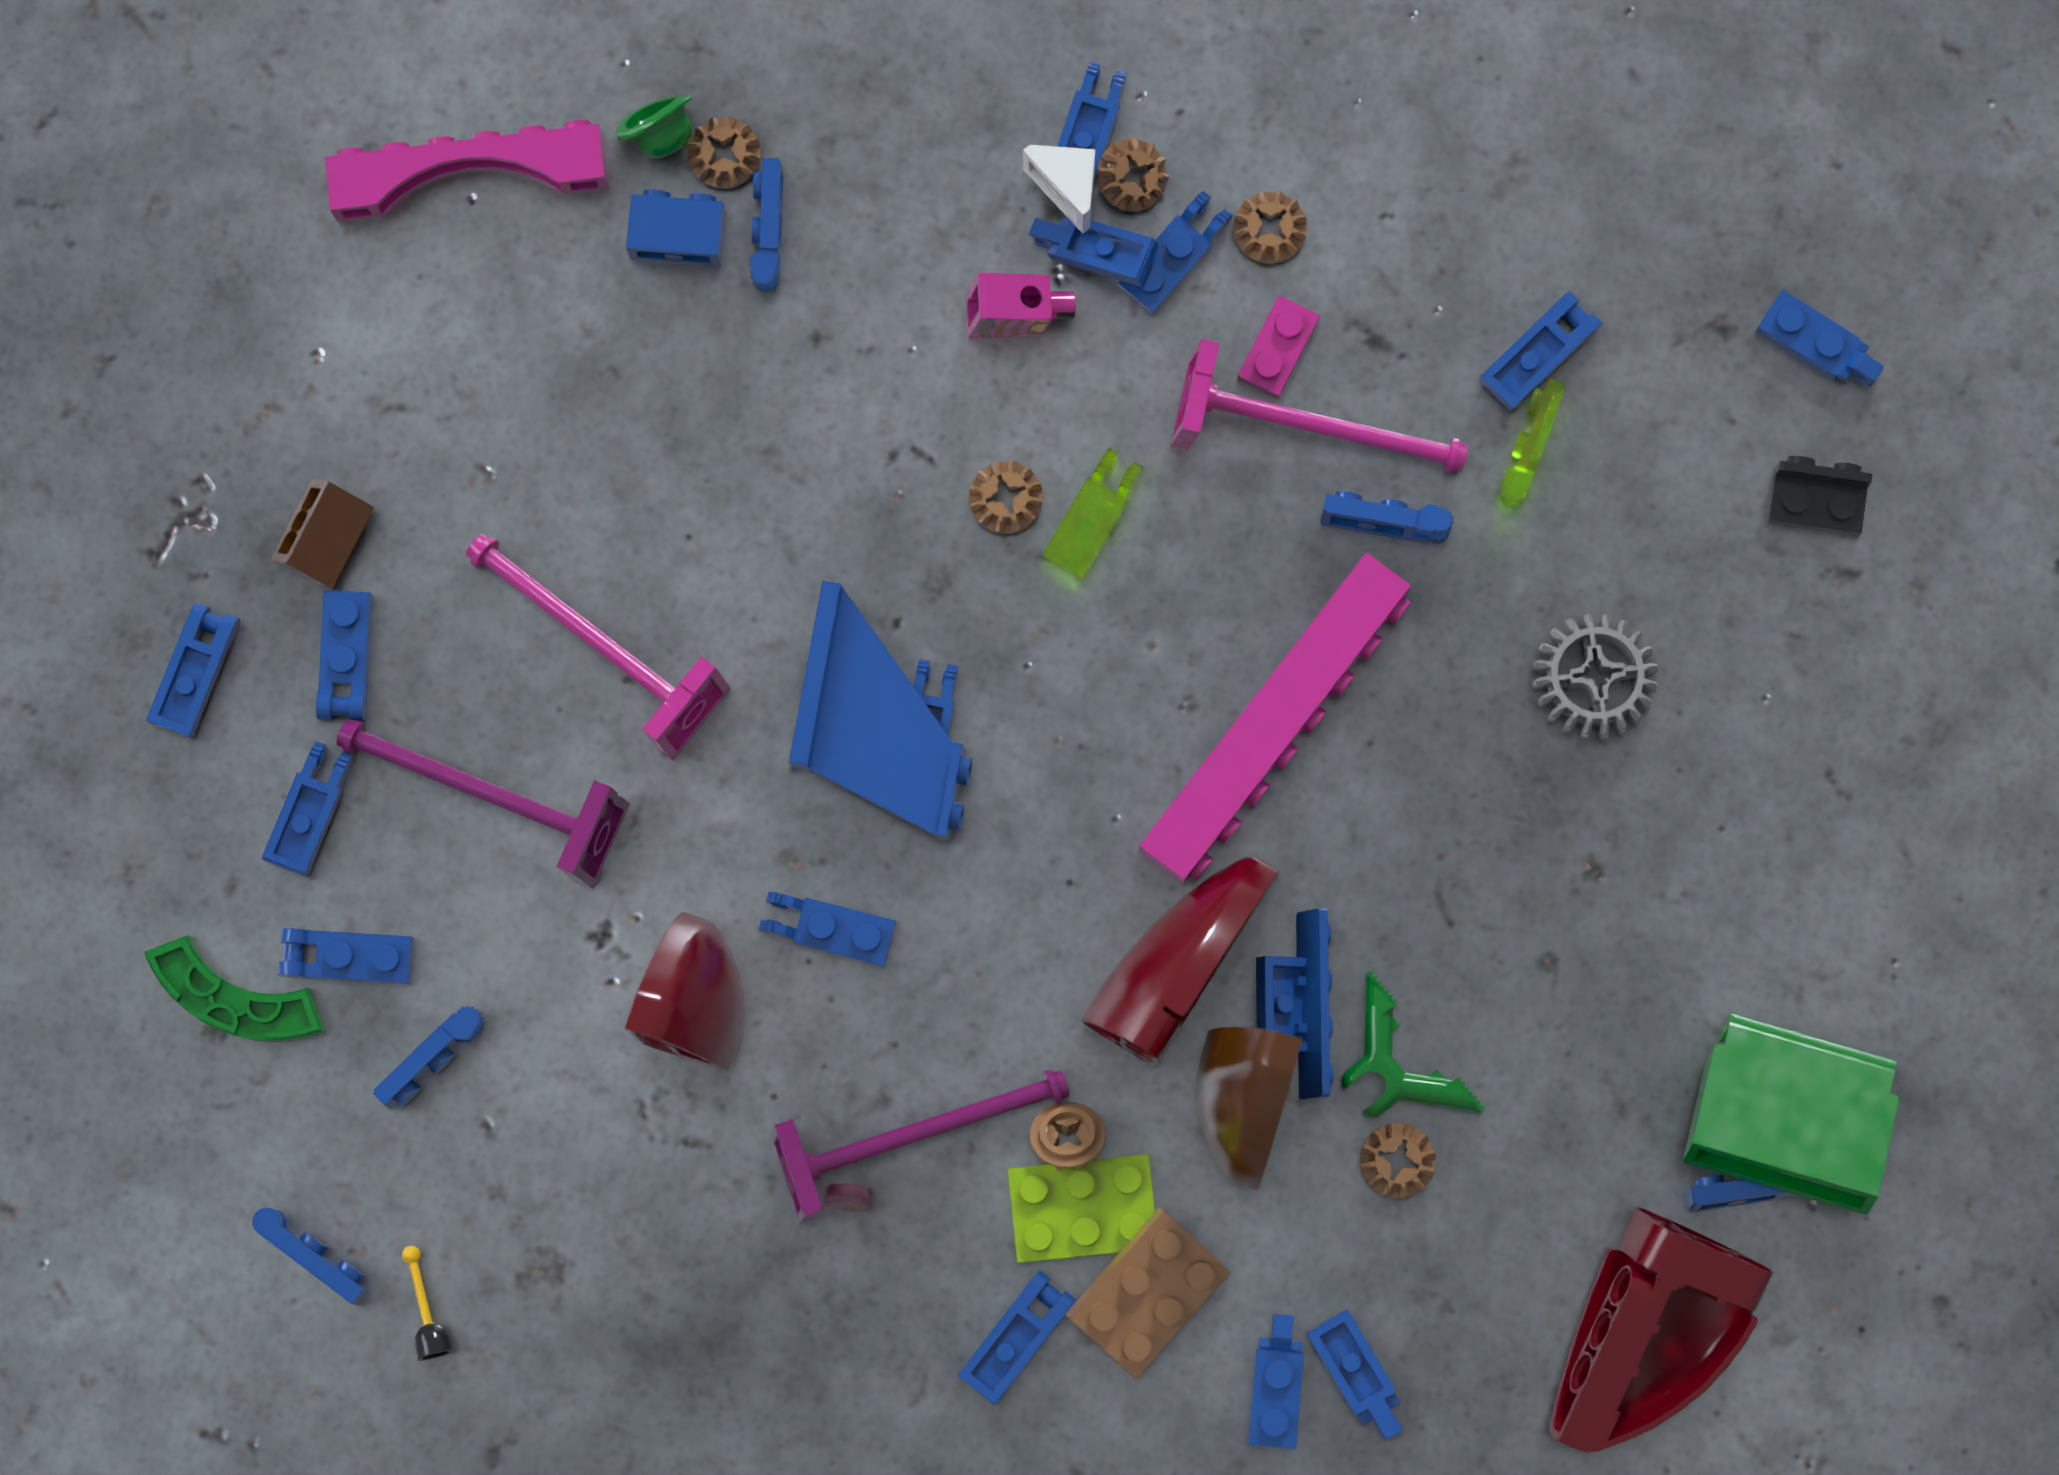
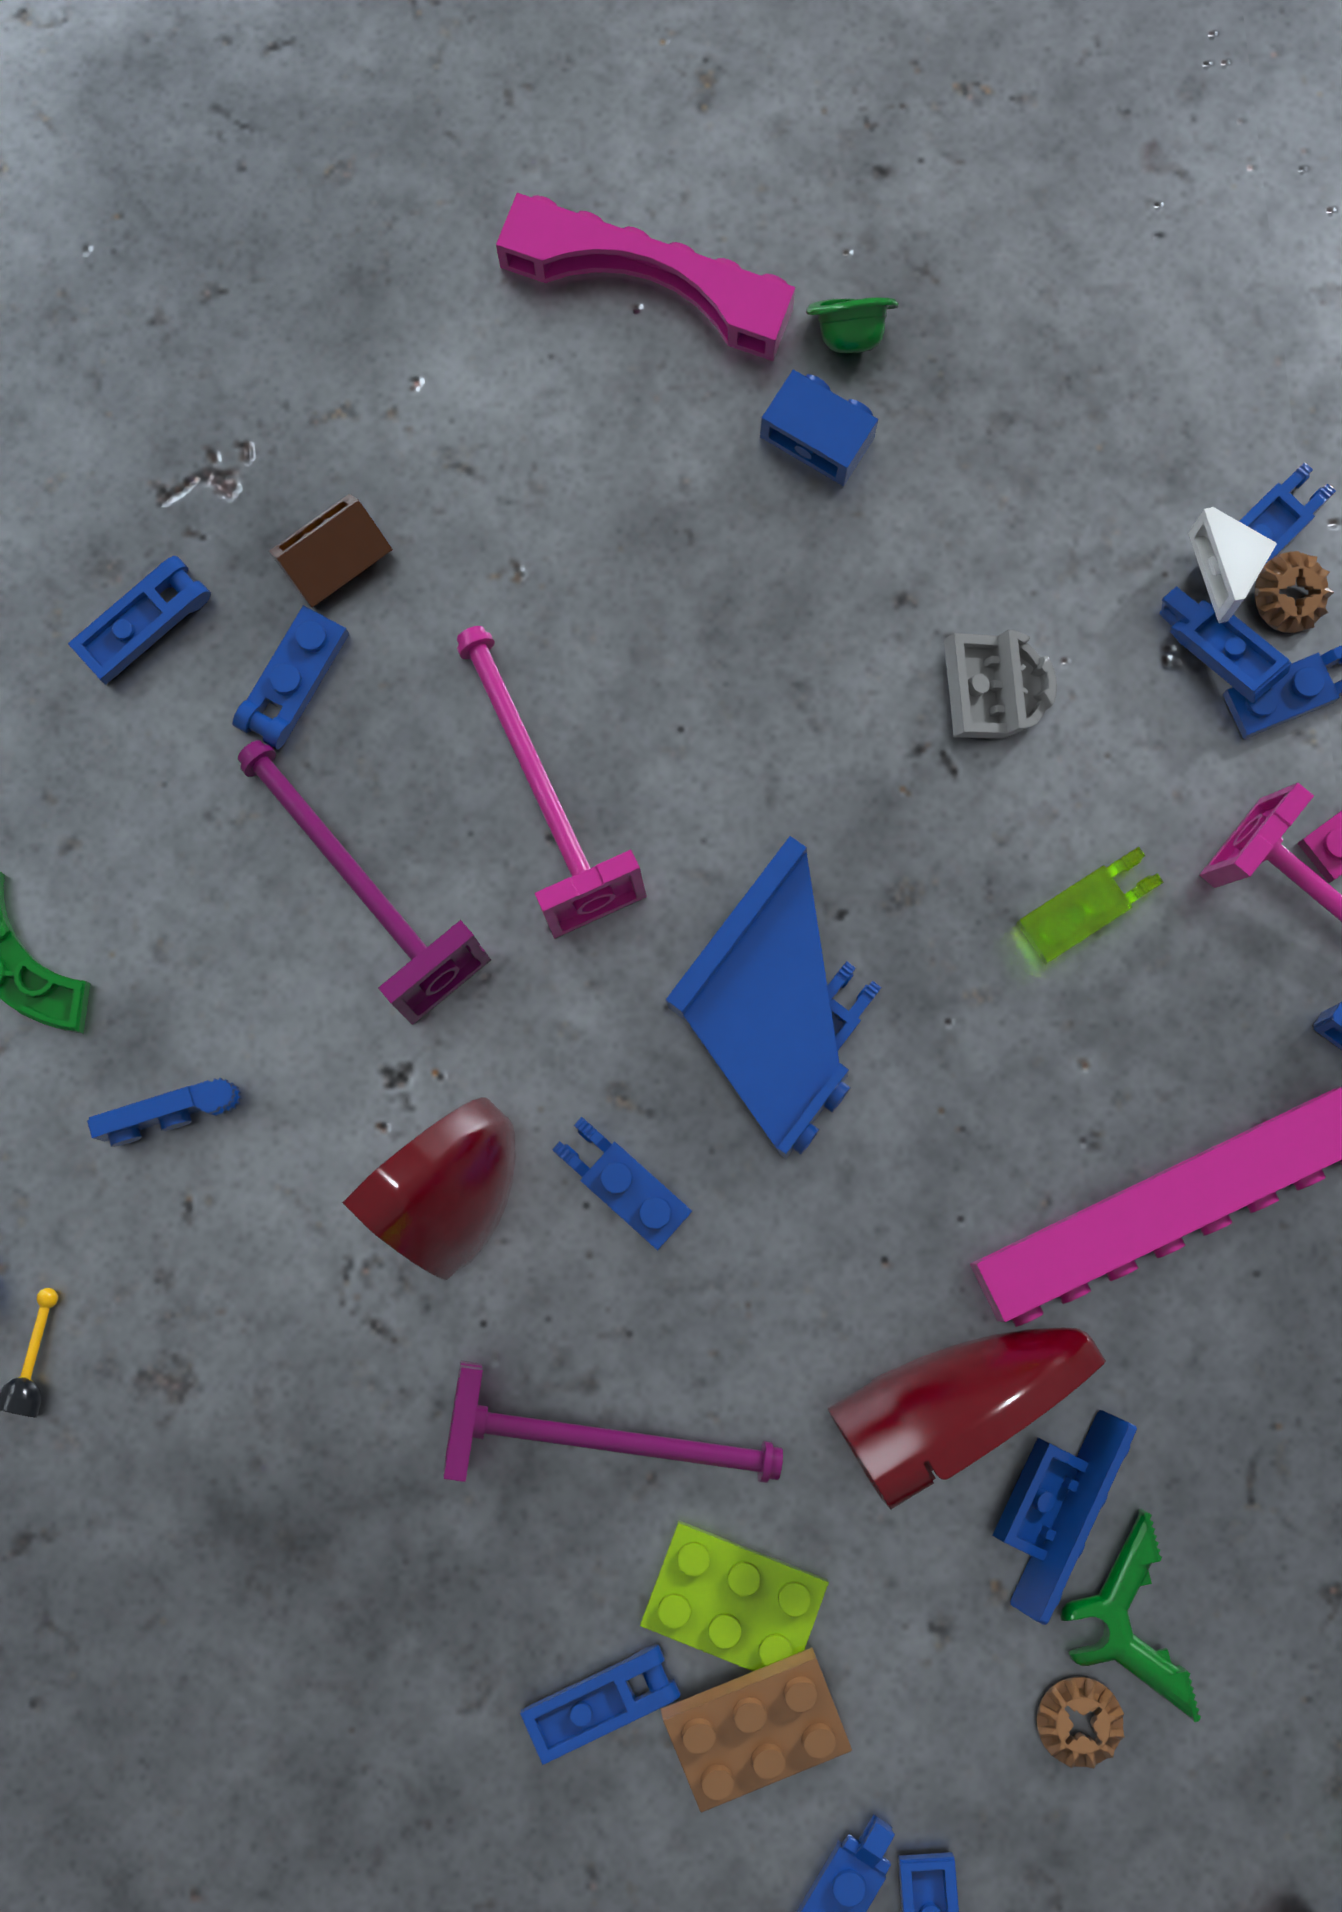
camera: 25 degrees right, 0 degrees up
(306, 813) = (175, 810): blue hinge -> none
(347, 956) = (141, 971): blue plate -> none
(724, 173) = (892, 397): medium nougat gear -> none
(768, 227) = (908, 468): blue hinge -> none
(849, 1197) = (504, 1468): clear pink tile -> none
(929, 371) = (997, 684): none -> light grey slope
(995, 515) = (993, 858): medium nougat gear -> none
(998, 309) = (1115, 659): dark pink torso -> none
(1067, 1118) = (763, 1501): medium nougat gear -> none
(1242, 1097) = (964, 1597): reddish brown panel -> none

